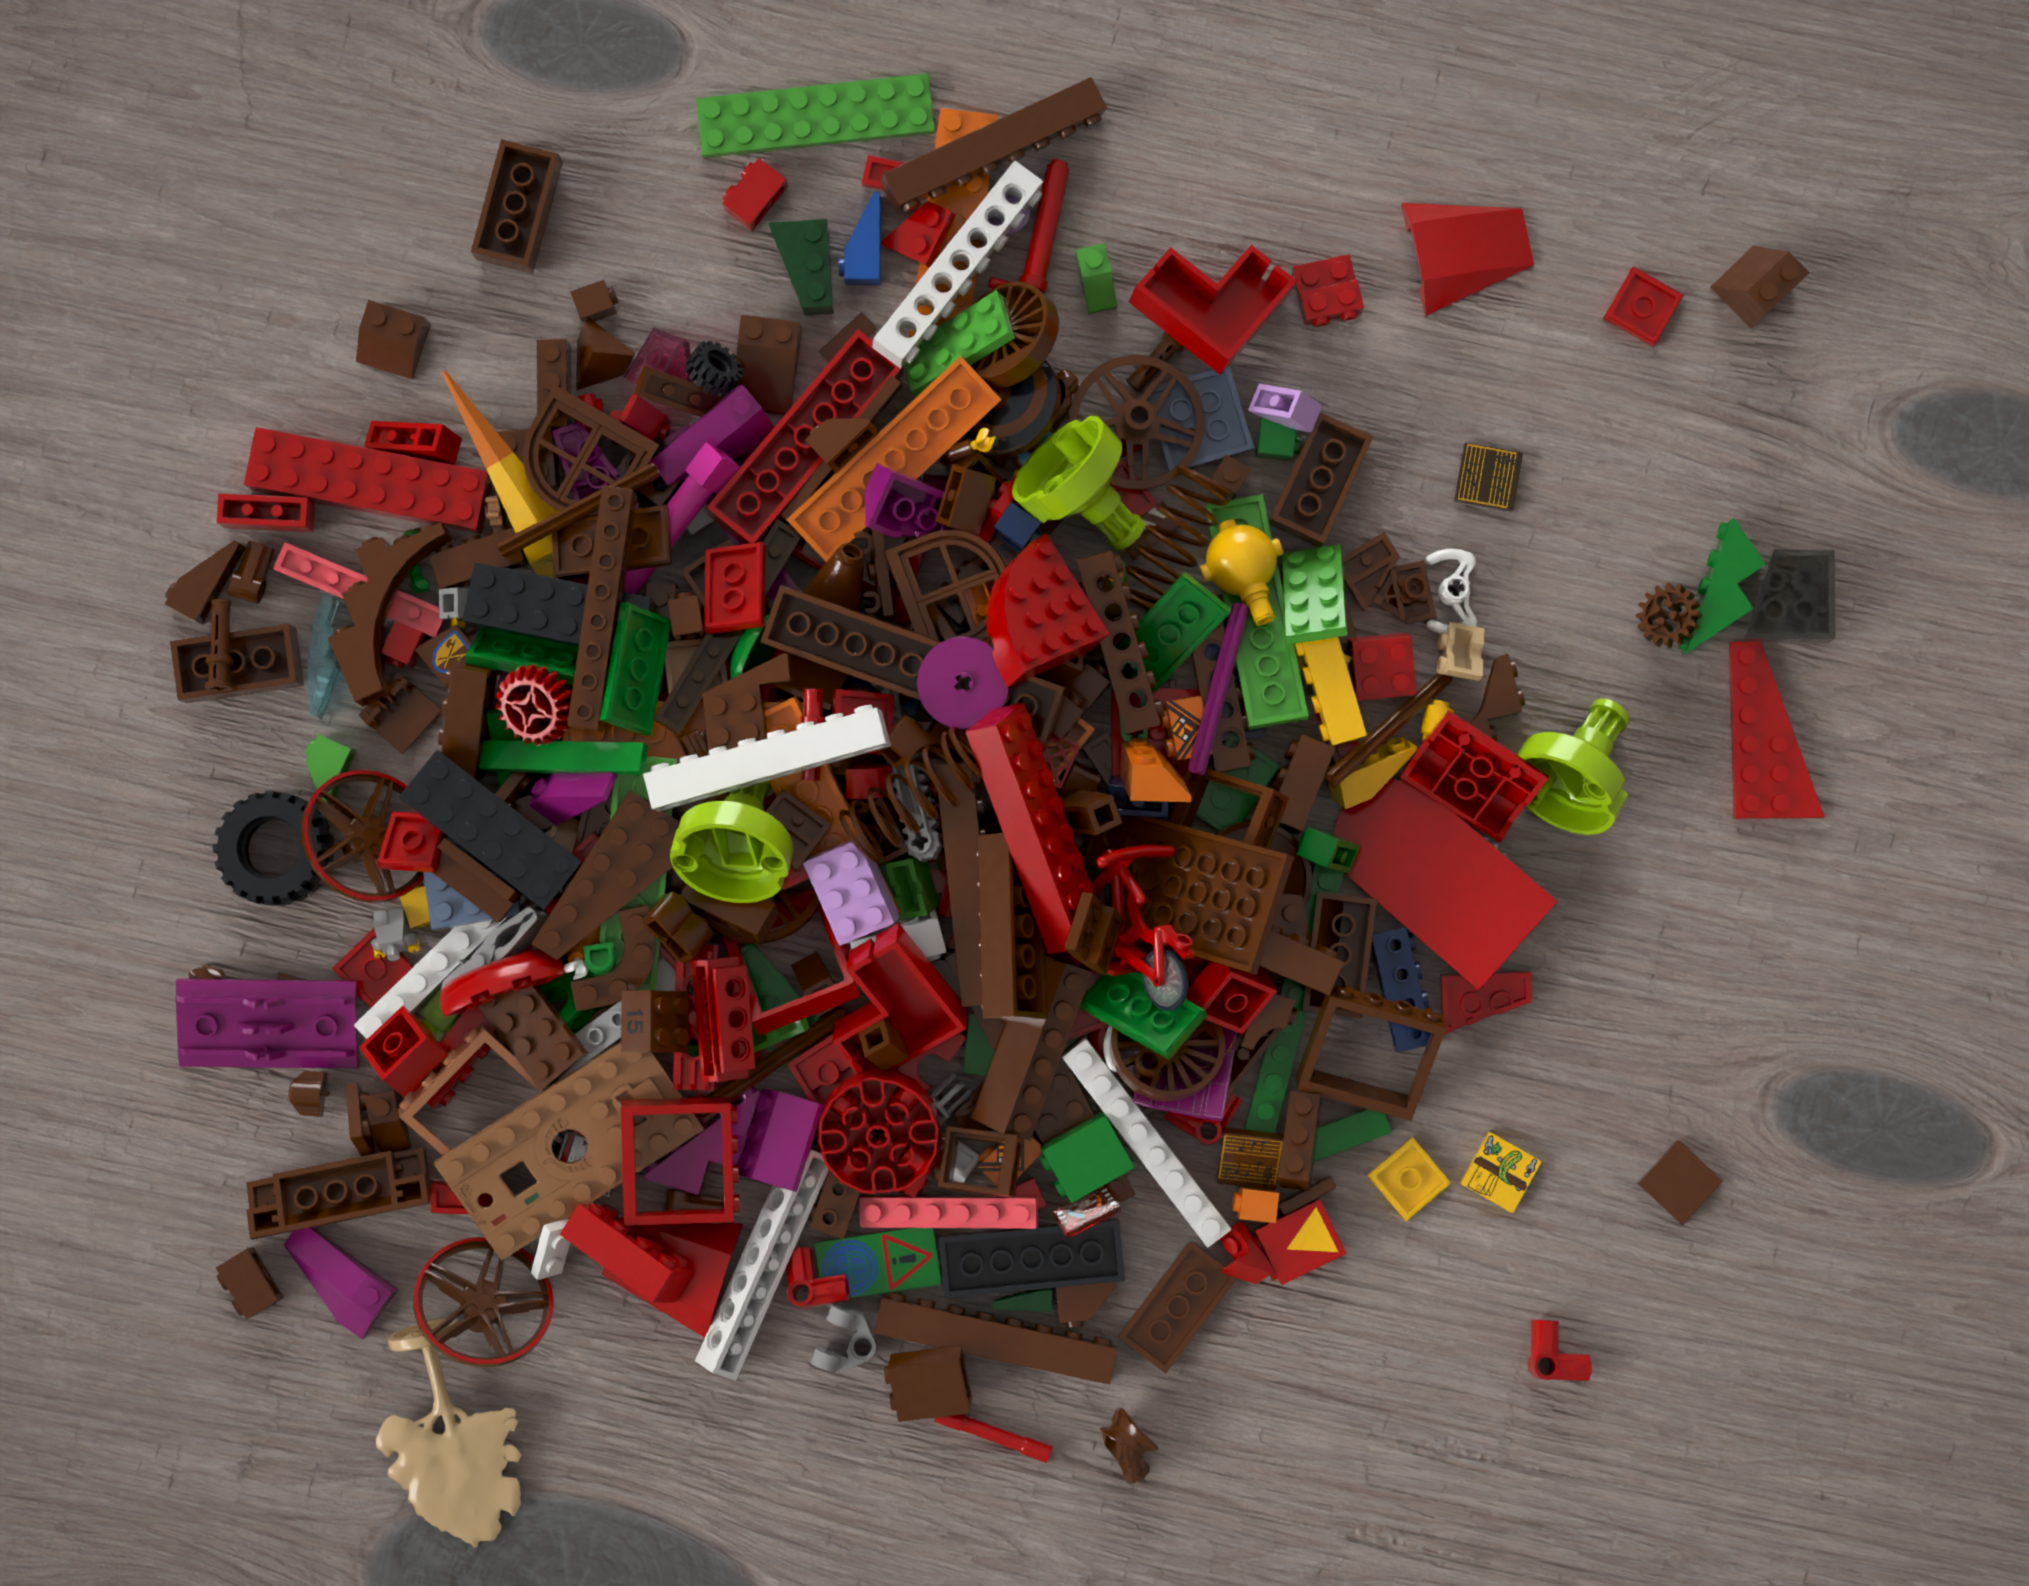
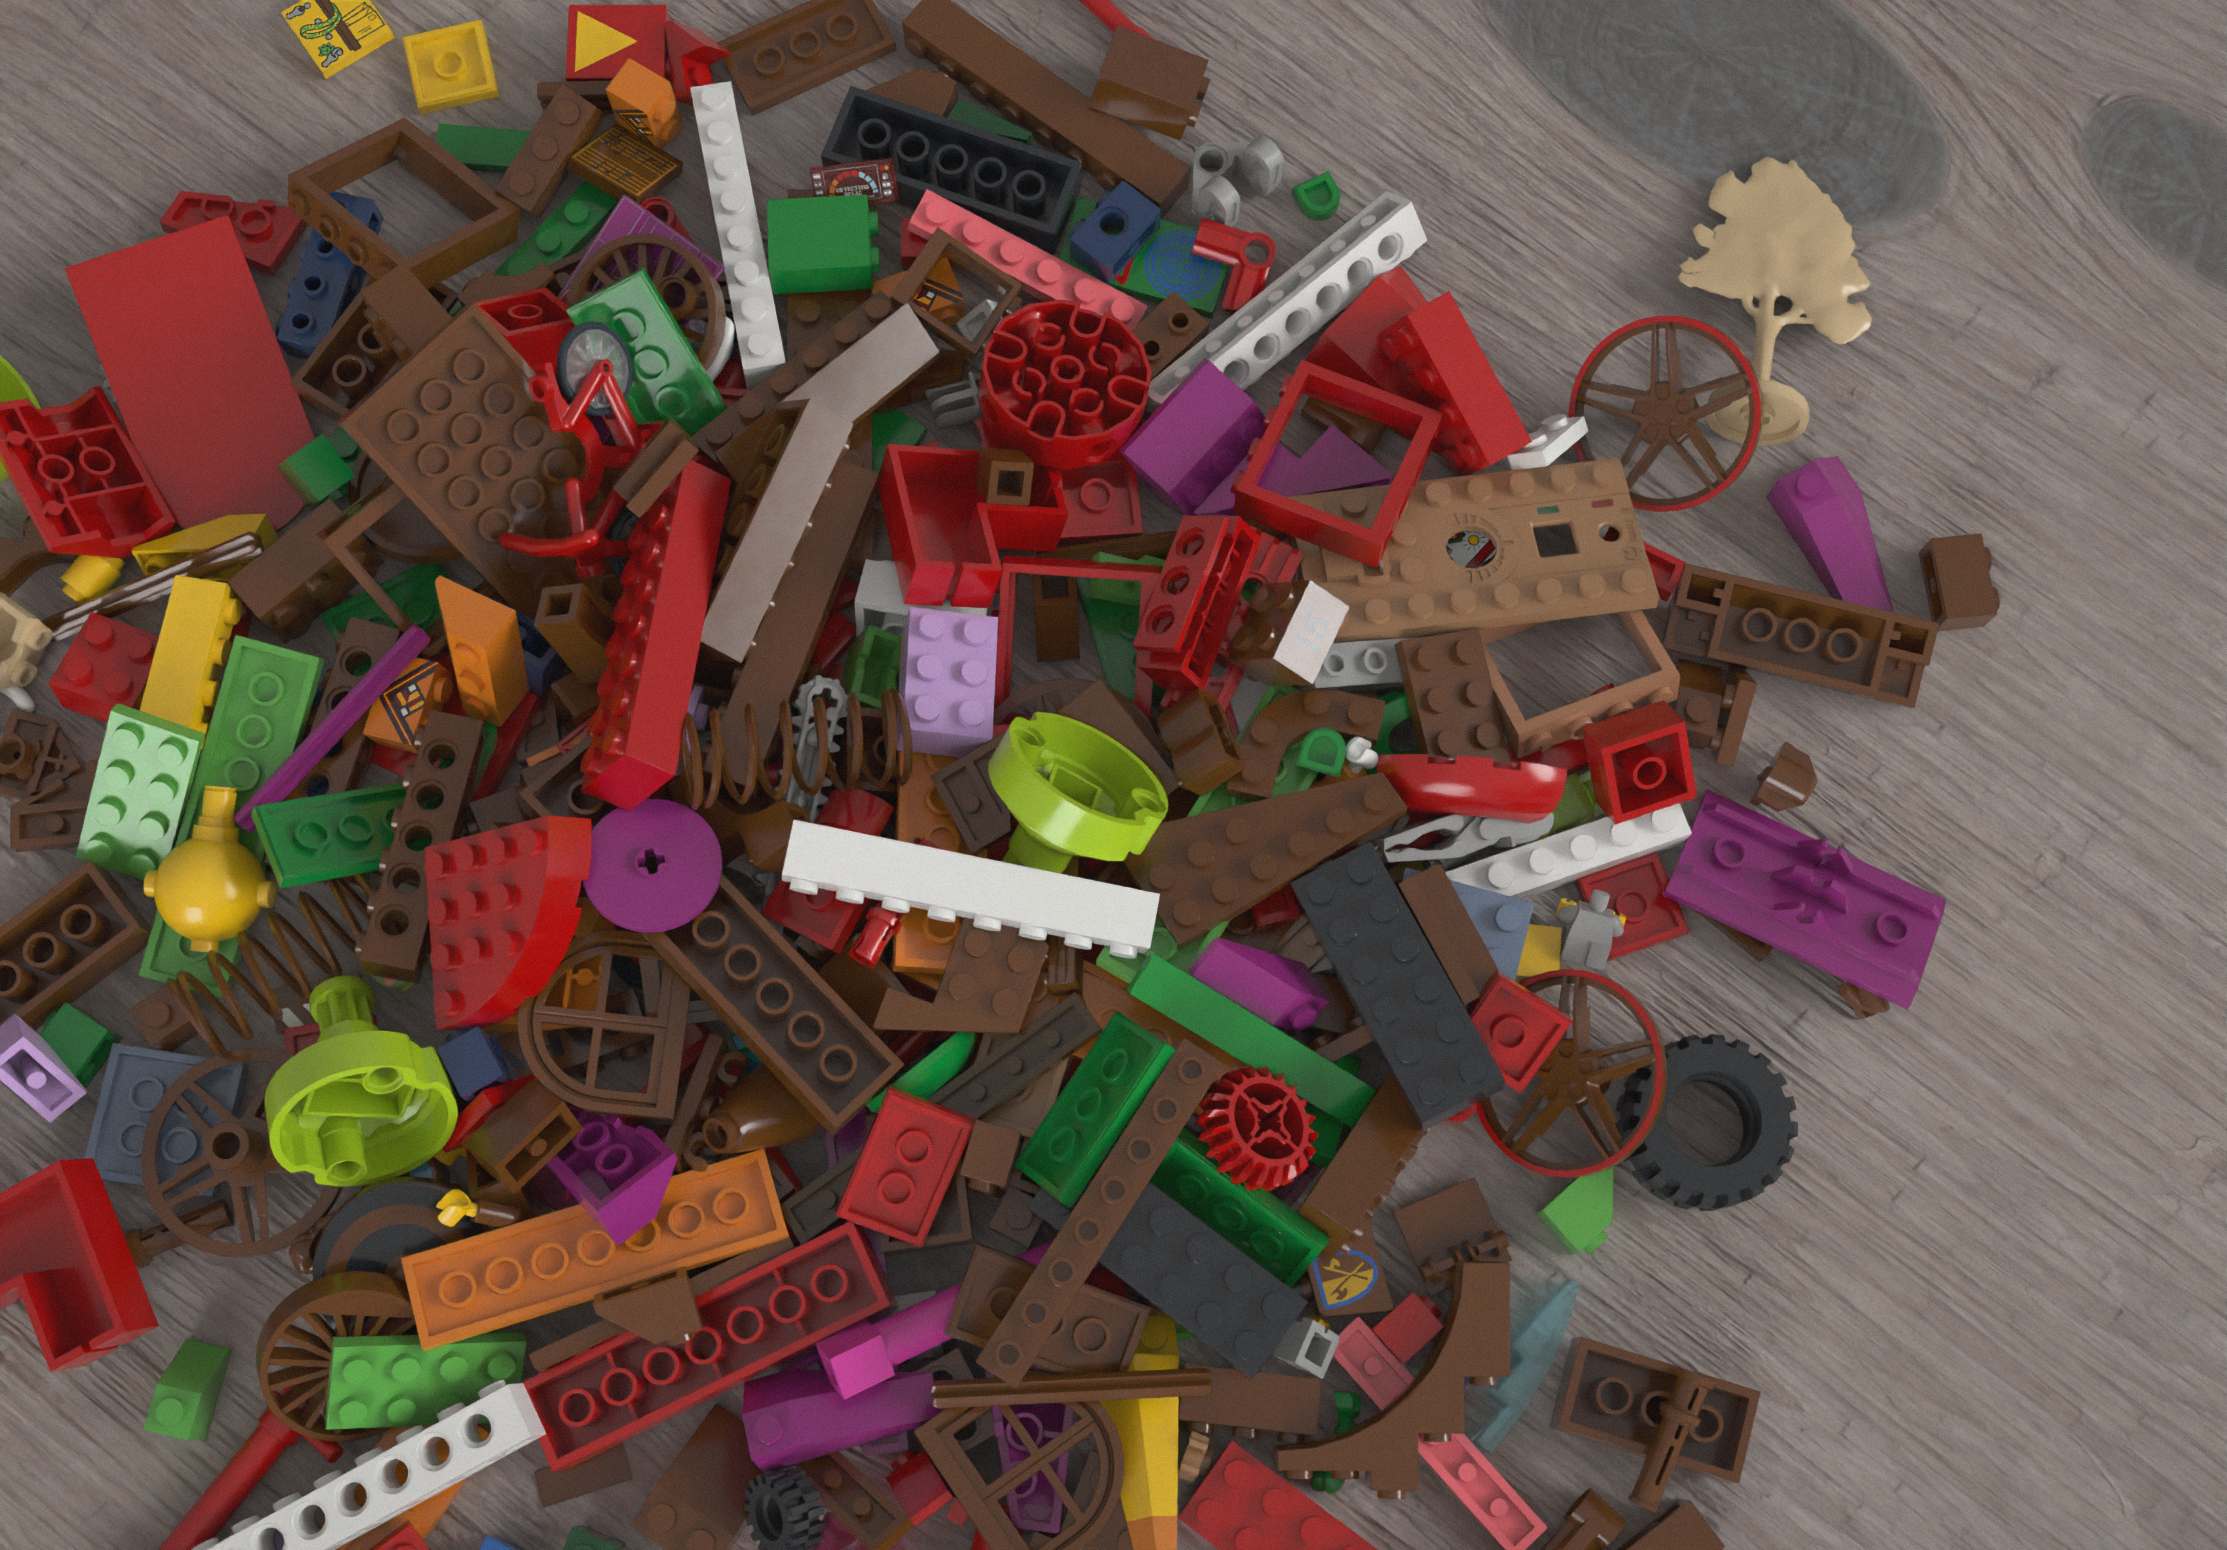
camera: 155 degrees left, 10 degrees down
(783, 1363) = (1317, 197): none -> green tile
(891, 1278) = (1109, 254): none -> dark blue brick

